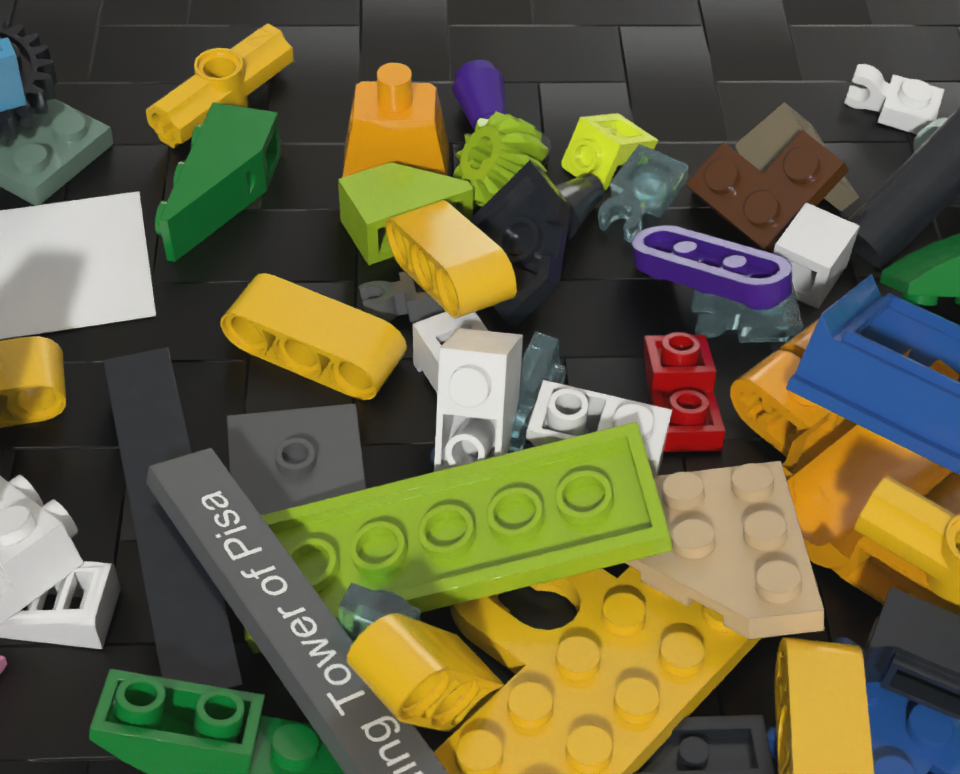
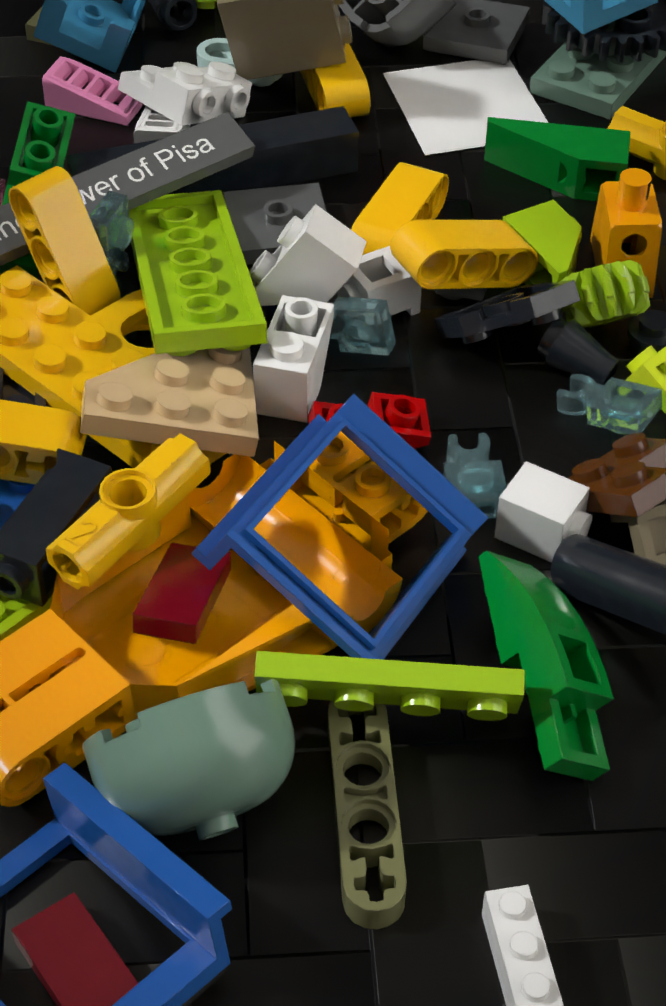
camera: 90 degrees right, 5 degrees down
(713, 266) = (499, 427): dark purple plate -> none

